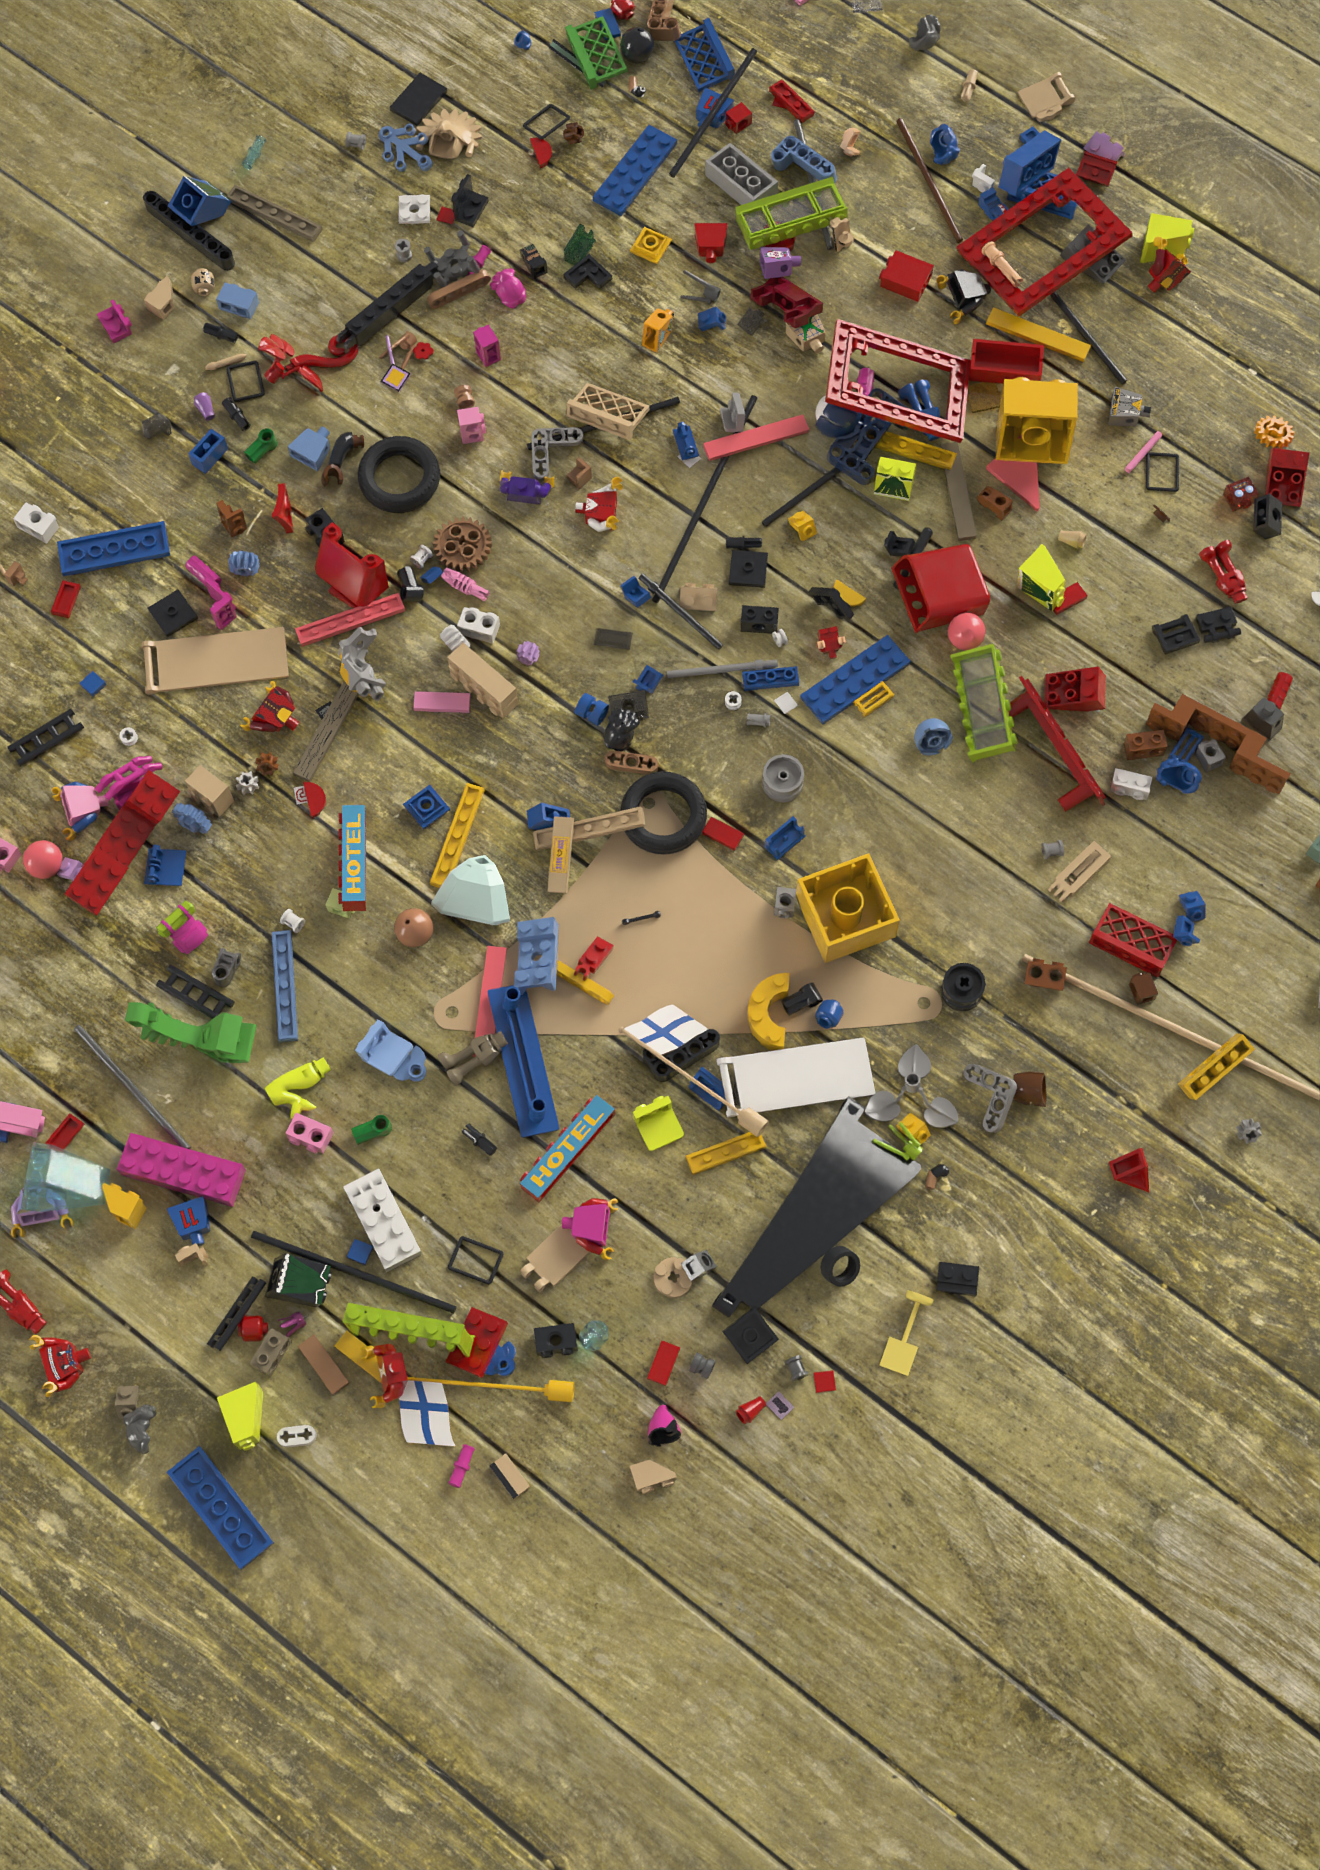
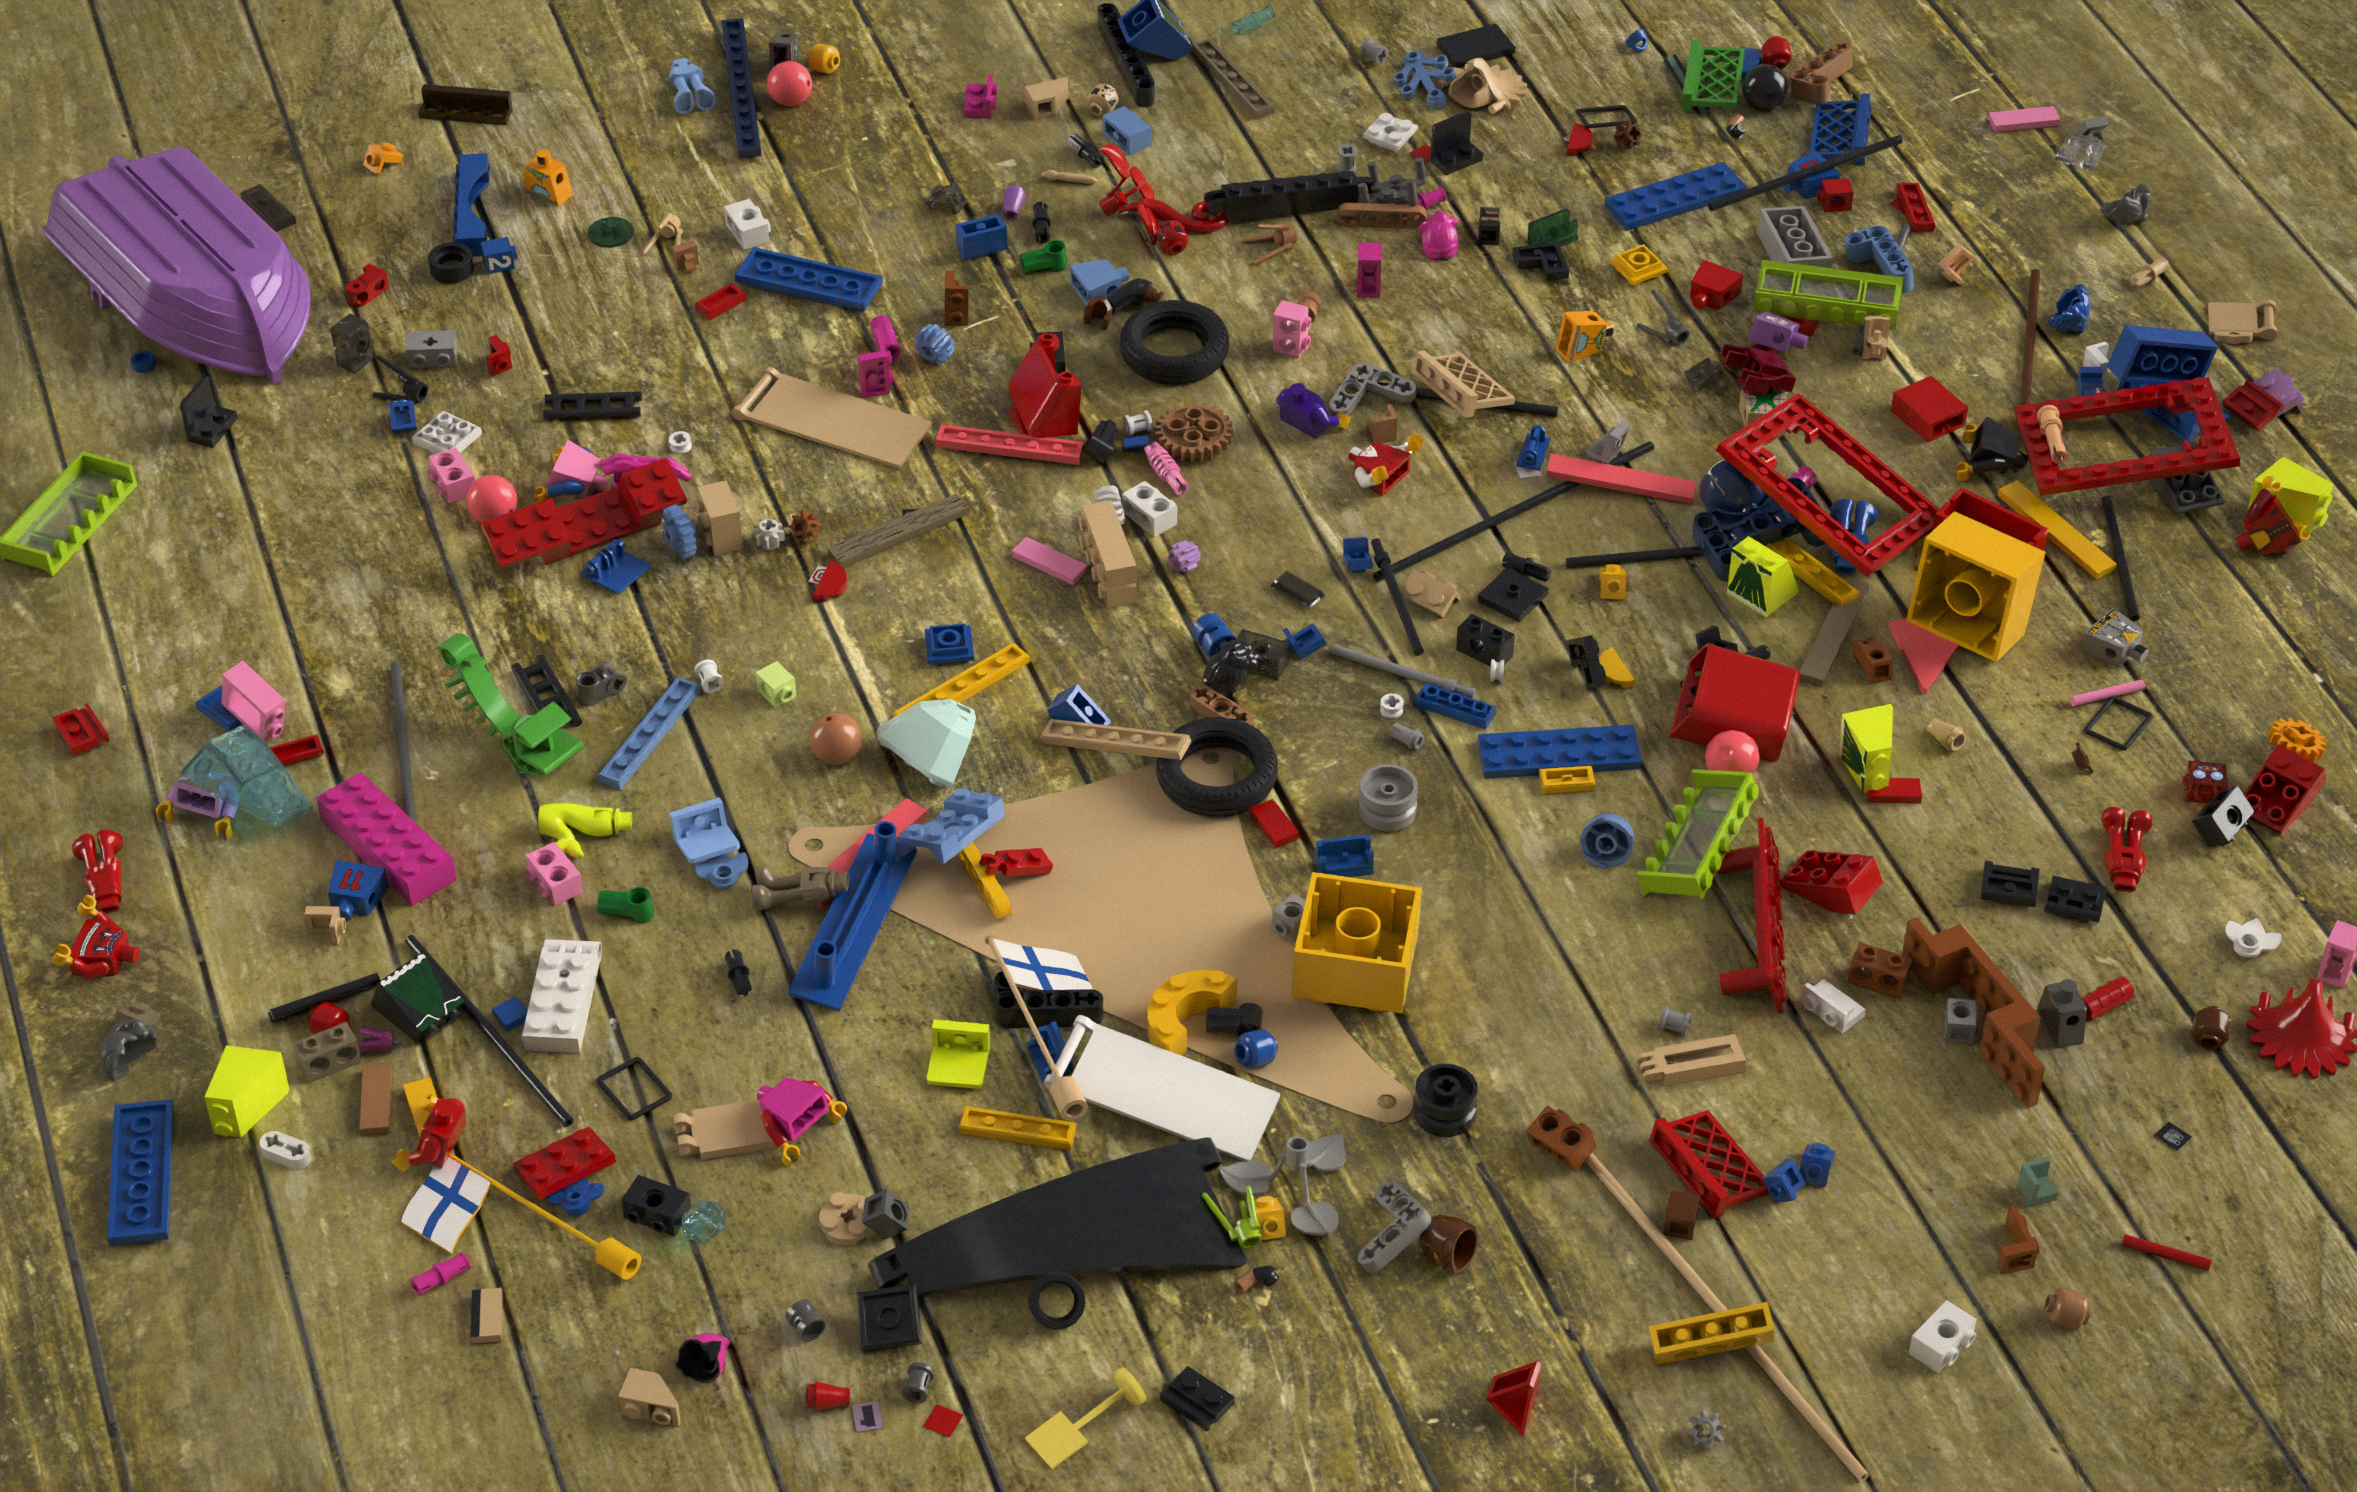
camera: 30 degrees right, 25 degrees down
(92, 683) = (683, 382): blue tile -> none
(124, 1206) = (295, 836): yellow slope -> none
(172, 613) = (822, 359): black plate -> none
(183, 928) = (582, 621): dark pink piece -> none
(259, 378) = (1076, 218): black piece -> none
(273, 712) = (851, 483): torso -> none
(282, 509) = (1018, 314): red plate -> none
(335, 383) = (1172, 237): none -> red head
(353, 667) = (977, 482): light grey hips -> none
(353, 858) = (822, 644): dark azure brick -> none
(395, 376) = (1249, 261): piece -> none
(408, 1324) = (460, 1061): lime window -> none
(423, 350) = (1296, 253): red plant -> none
(560, 855) = (1061, 750): tan tile -> none
(567, 1148) = (831, 1029): brick -> none
(656, 914) = (1088, 852): black hinge -> none
(663, 1363) = (763, 1298): red tile -> none
(711, 318) = (1657, 353): blue bracket -> none
(786, 702) = (1455, 738): white sticker -> none
(830, 641) = (1554, 698): red piece -> none
(1179, 775) = (1899, 1017): blue hair -> none
(1194, 734) = (1938, 1004): blue tile -> none

